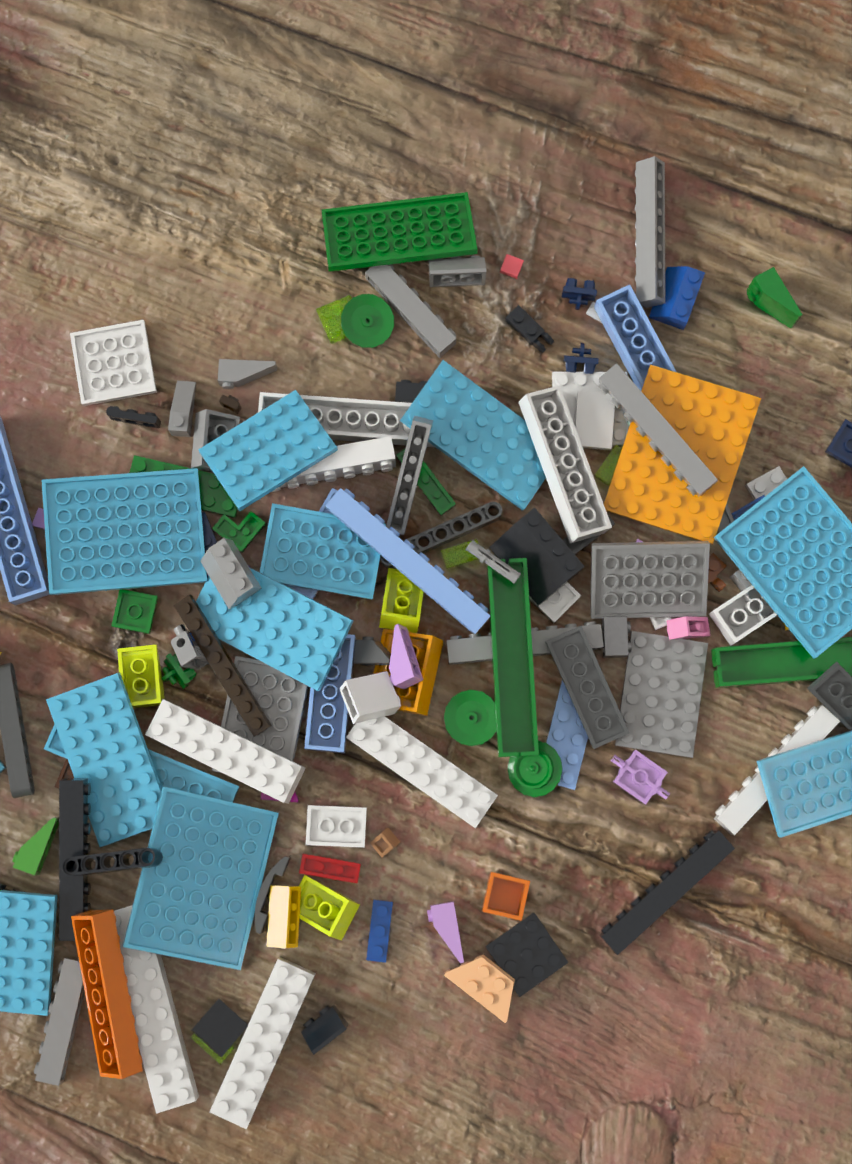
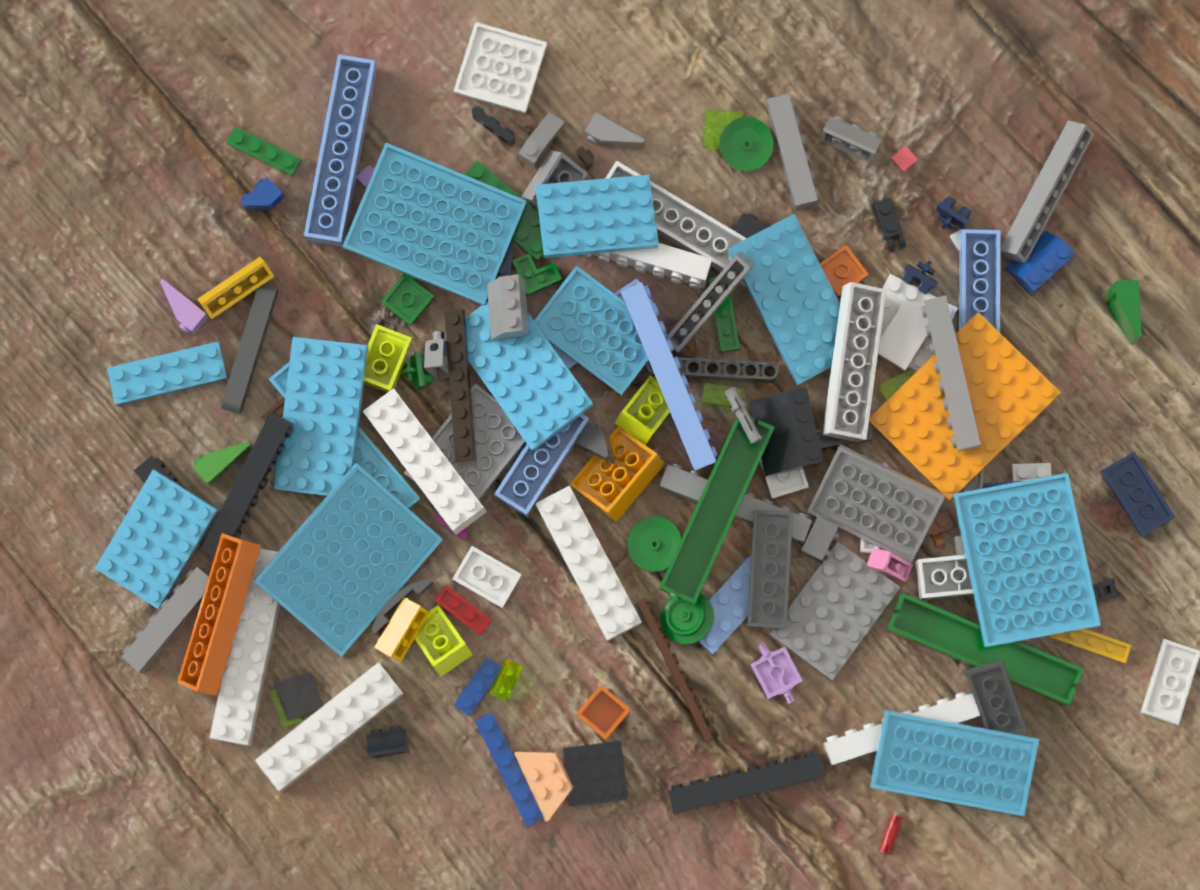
camera: 30 degrees right, 0 degrees up
(103, 862) = (287, 510): black beam -> none
(370, 697) = (574, 479): white brick -> none
(385, 842) = (522, 613): medium nougat slope -> none
(399, 231) = (816, 77): green plate -> none
(402, 912) = (506, 680): none -> clear neon green plate
(403, 660) = (619, 463): lavender slope -> none
(445, 922) = (538, 708): lavender slope -> none
(447, 992) = (509, 769): none -> blue plate
(510, 388) = (842, 269): none -> orange plate
(557, 826) = (679, 677): none -> reddish brown plate
(817, 869) = (891, 834): none -> red pin

